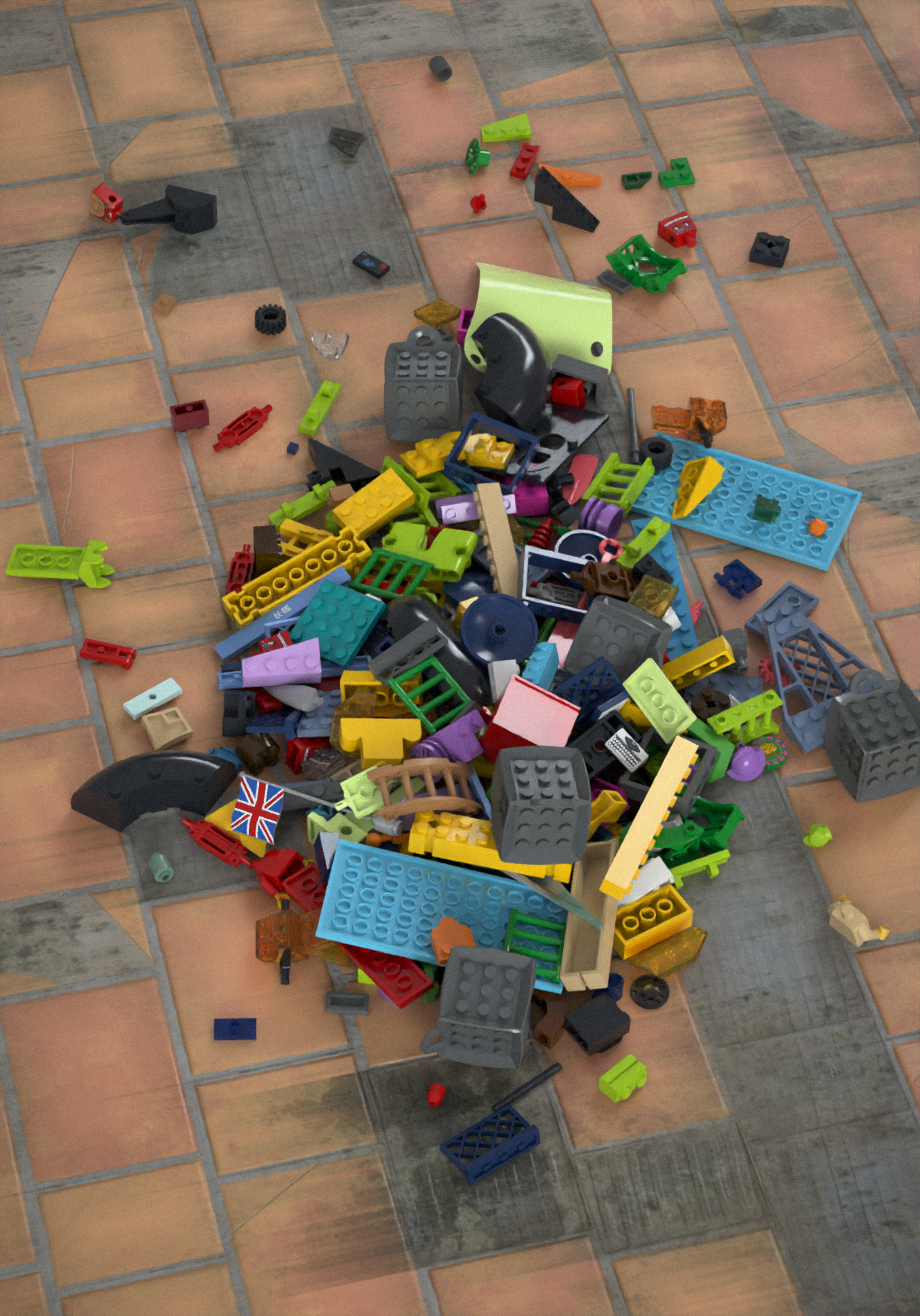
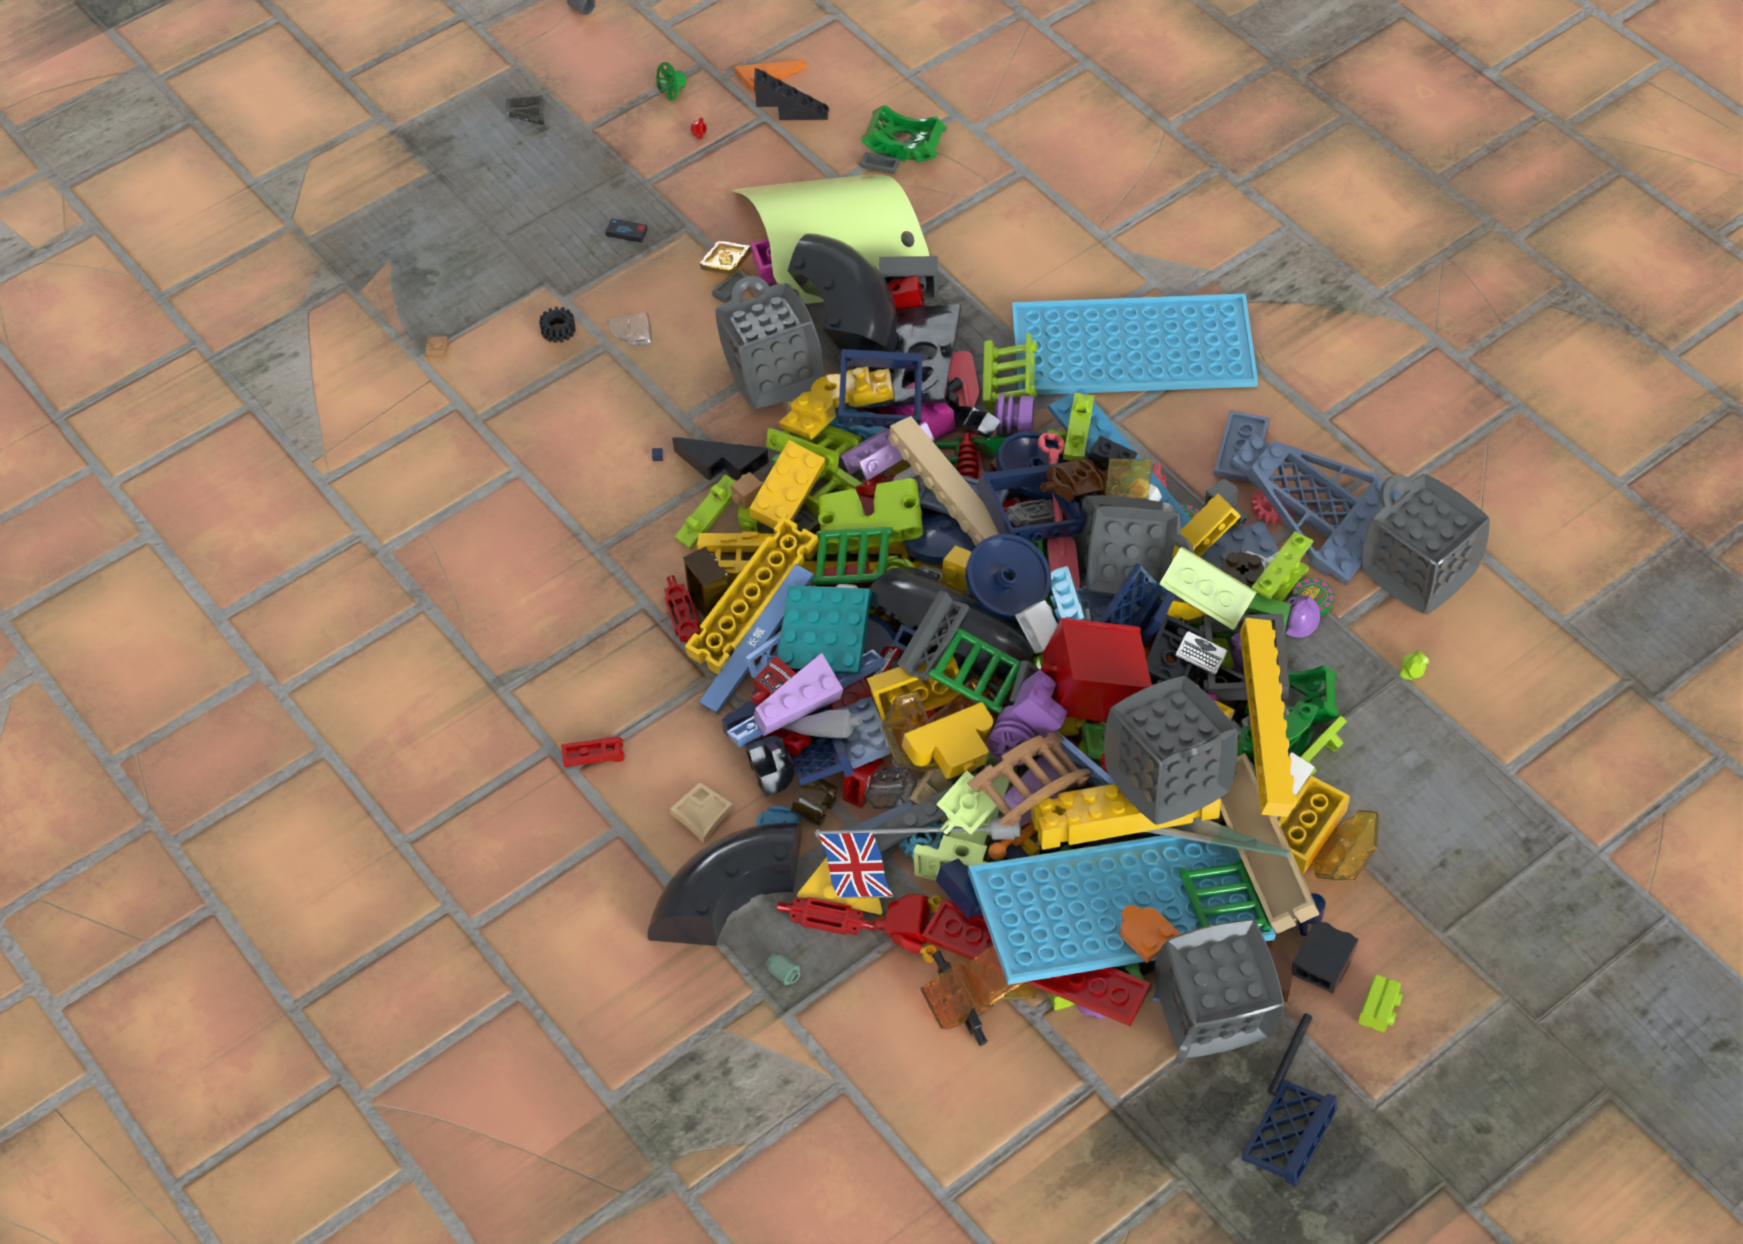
camera: 20 degrees left, 5 degrees up
(61, 563) = (488, 671): lime hinge -> none
(106, 204) = (319, 262): red torso -> none
(152, 698) = (668, 783): light aqua tile -> none
(183, 208) = (400, 238): black slope -> none
(189, 415) = (534, 459): dark red brick -> none
(235, 1029) = (961, 1117): clear blue plate -> none
(242, 427) = (593, 451): red piece -> none
(318, 477) = (707, 478): black brick -> none
(319, 408) = (660, 401): lime hinge -> none
(347, 1003) = (1058, 1038): dark grey tile -> none
(435, 1094) = (1206, 1101): red hose -> none
(506, 130) = (683, 42): lime wing -> none
(525, 161) = (719, 69): red plate -> none
(635, 449) = (1001, 330): dark grey bar -> none
(636, 180) = (838, 51): dark green tile -> none
(649, 991) = (1348, 898): black wheel -> none
(659, 451) = (1029, 317): black tyre -> none
(678, 230) = (912, 88): red torso -> none
(680, 174) = (878, 31): green plate -> none
(696, 482) = (1086, 342): yellow wedge -> none
(699, 422) = (1049, 277): clear orange piece -> none
(741, 575) = (1181, 422): clear blue plate -> none
(766, 510) = (1169, 345): clear green brick -> none
(769, 250) = (1011, 78): black brick -> none
(817, 527) = (1224, 345): orange piece -> none
(853, 923) = (1500, 743): tan torso -> none

